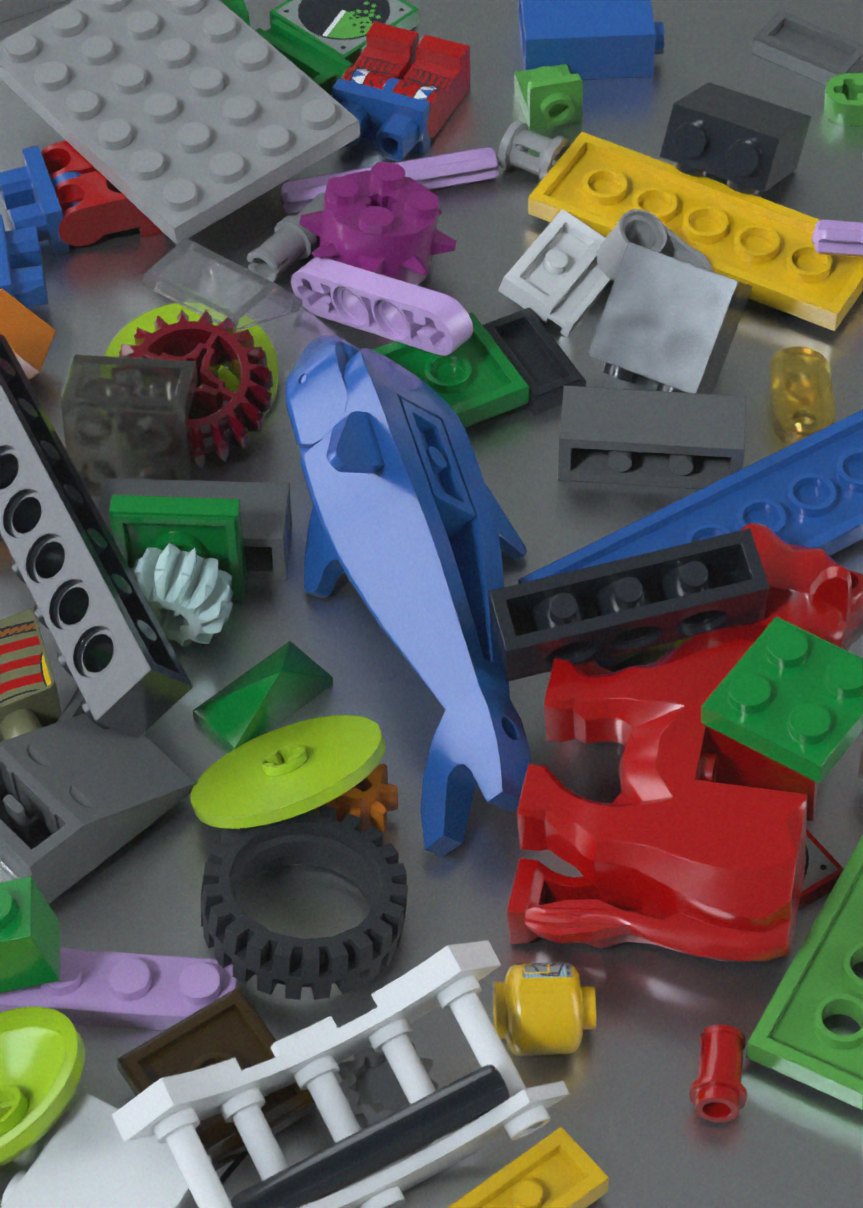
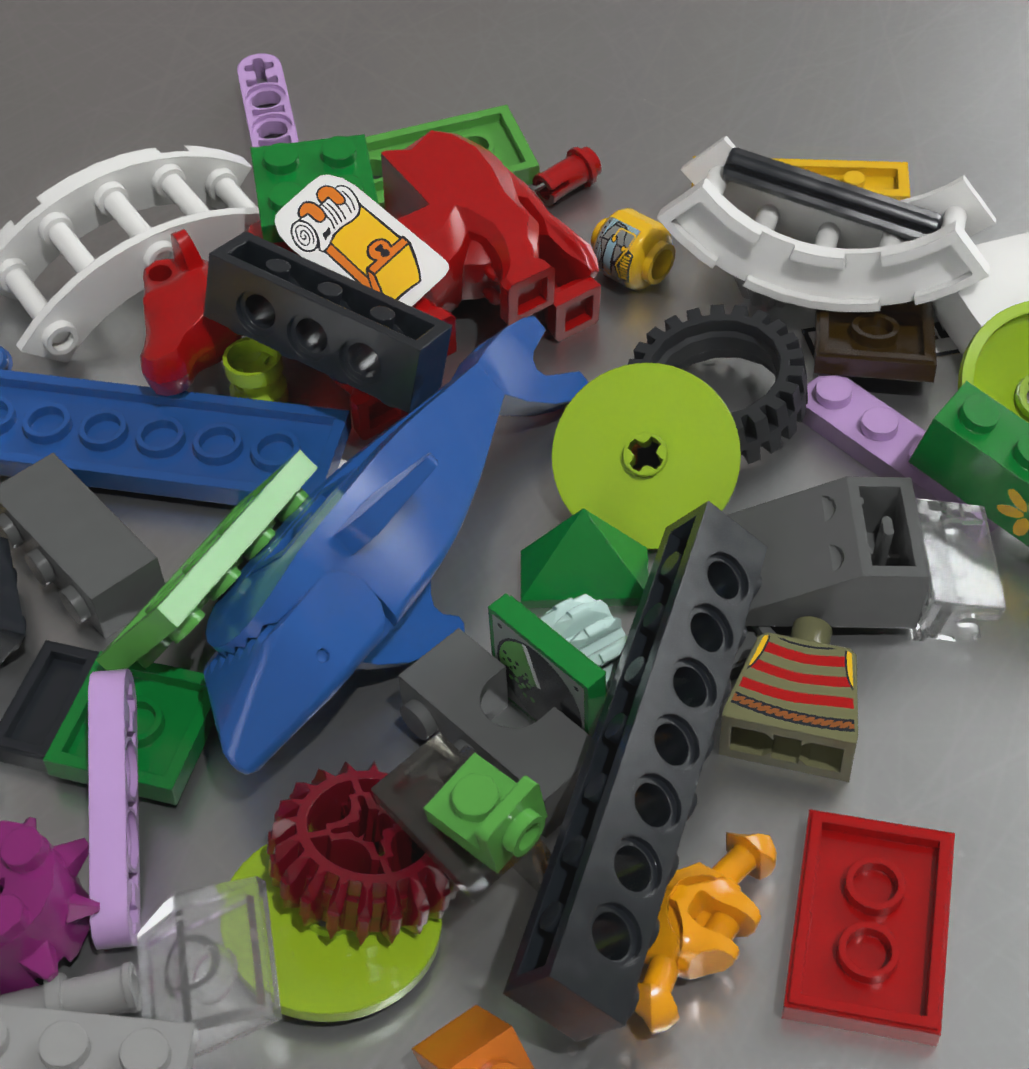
camera: 135 degrees left, 0 degrees up
(90, 376) = (489, 812): none -> bright green bracket
(504, 445) = (210, 568): none -> bright green plate
(675, 664) = (359, 239): none -> sticker

